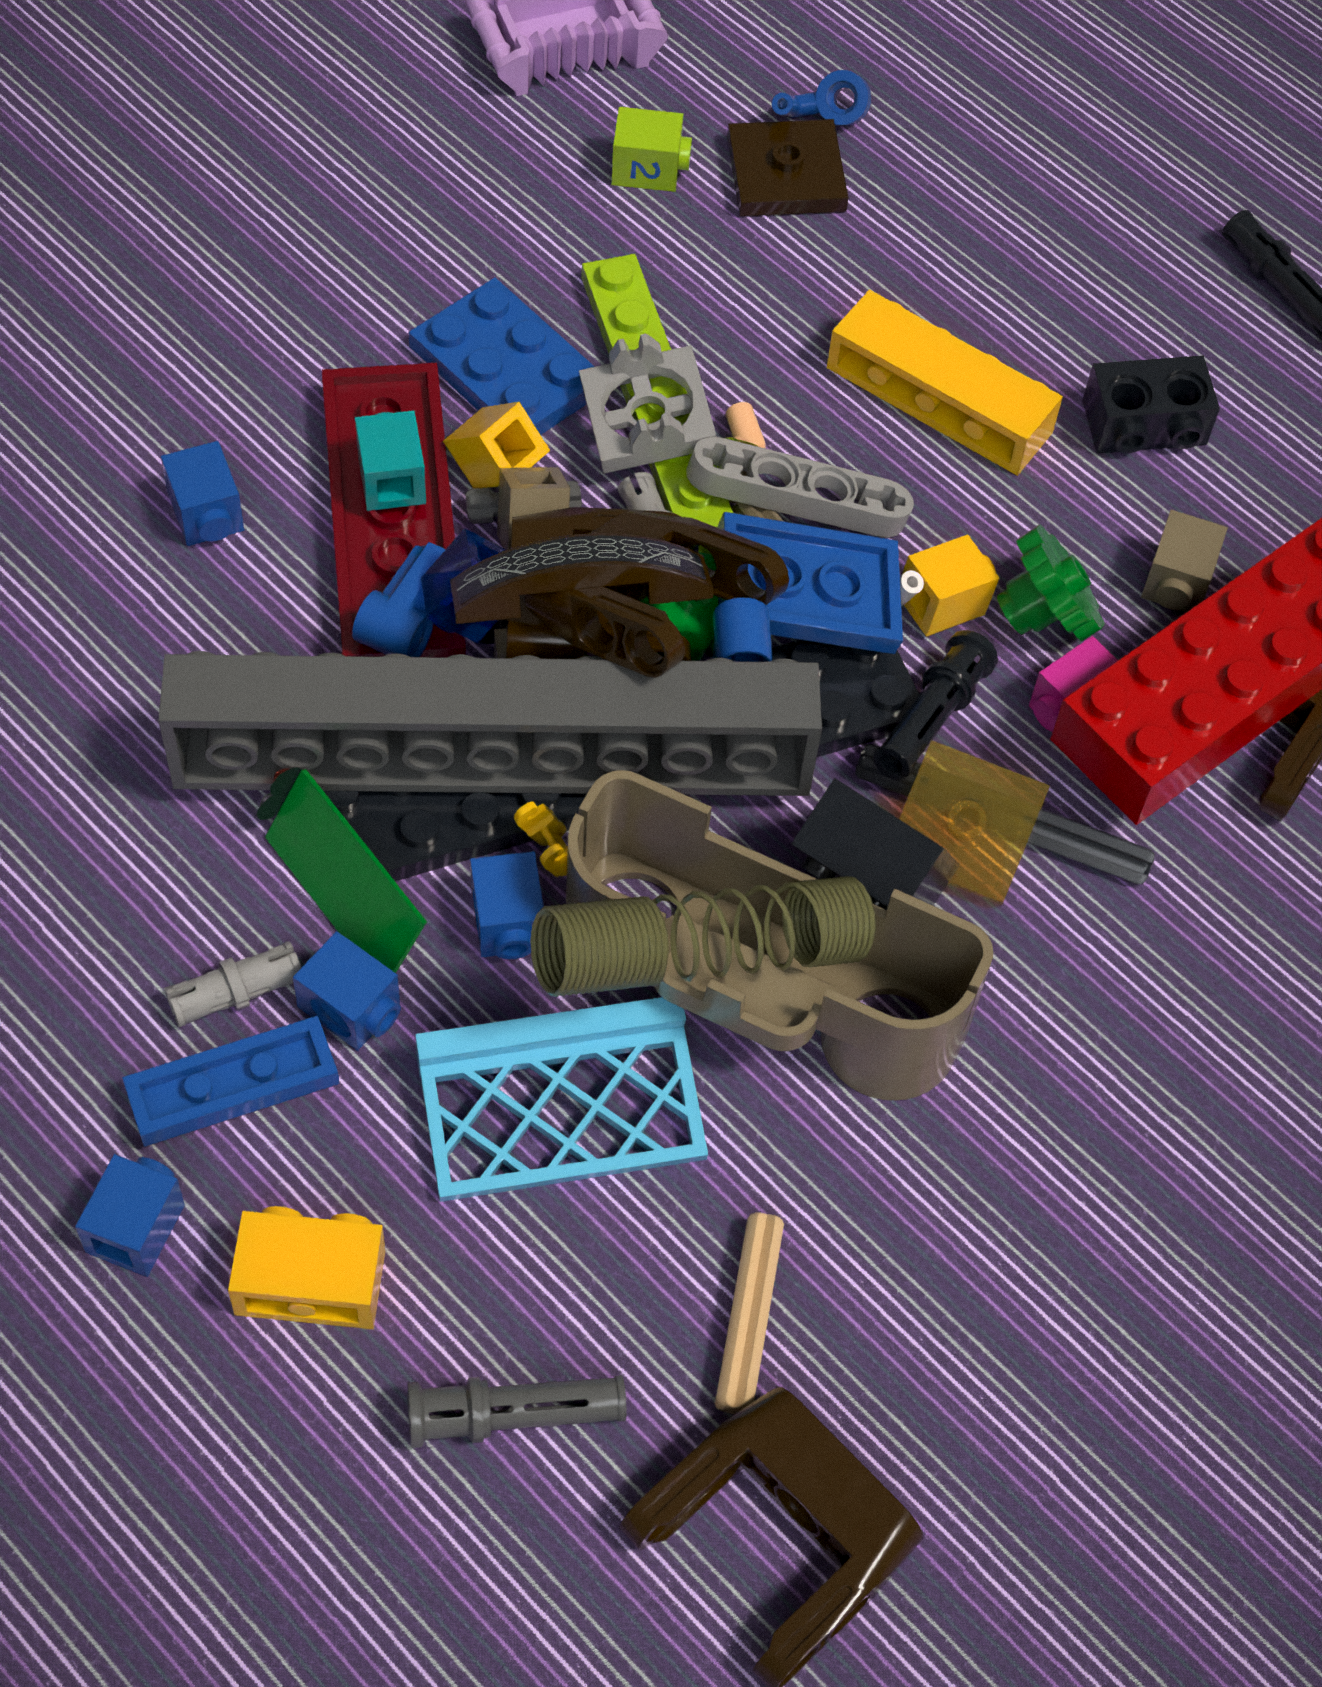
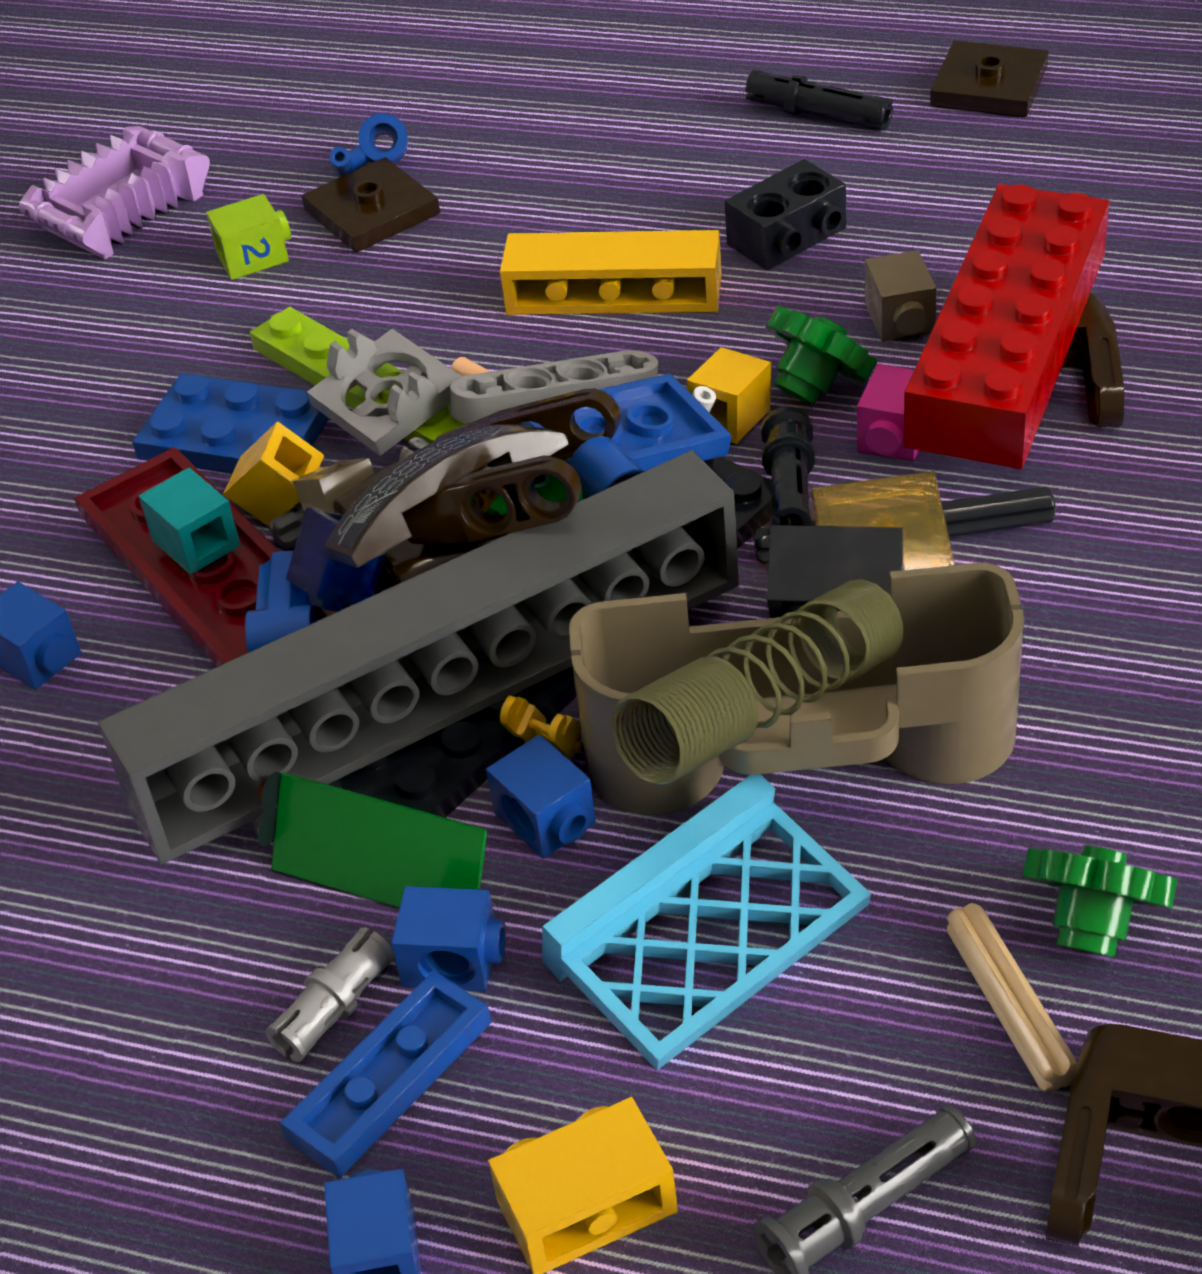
camera: 20 degrees left, 15 degrees down
(874, 1273) = (1096, 894): none -> green plant

